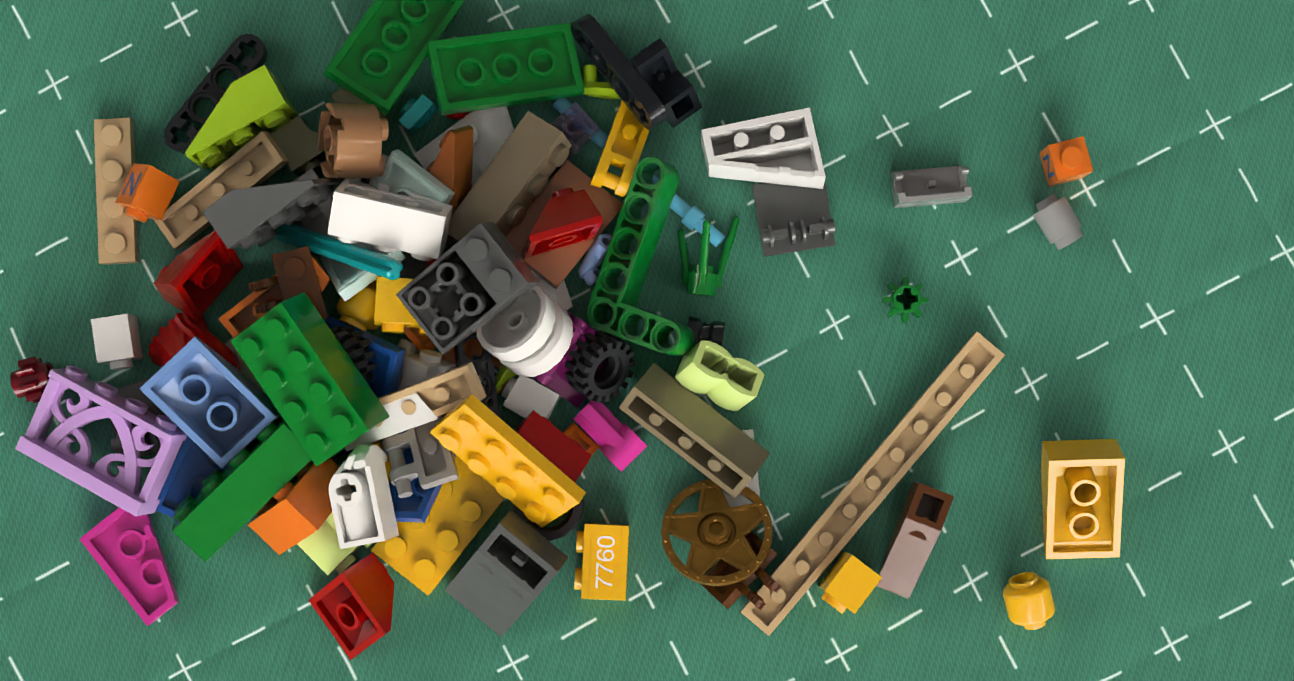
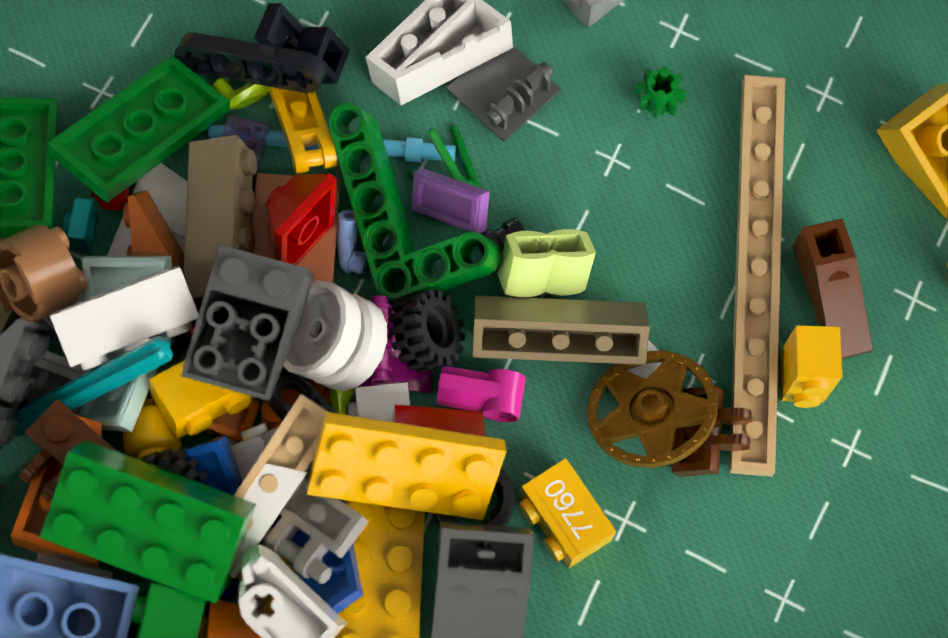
camera: 40 degrees left, 15 degrees down
(686, 280) = (450, 200): none -> medium lavender tile

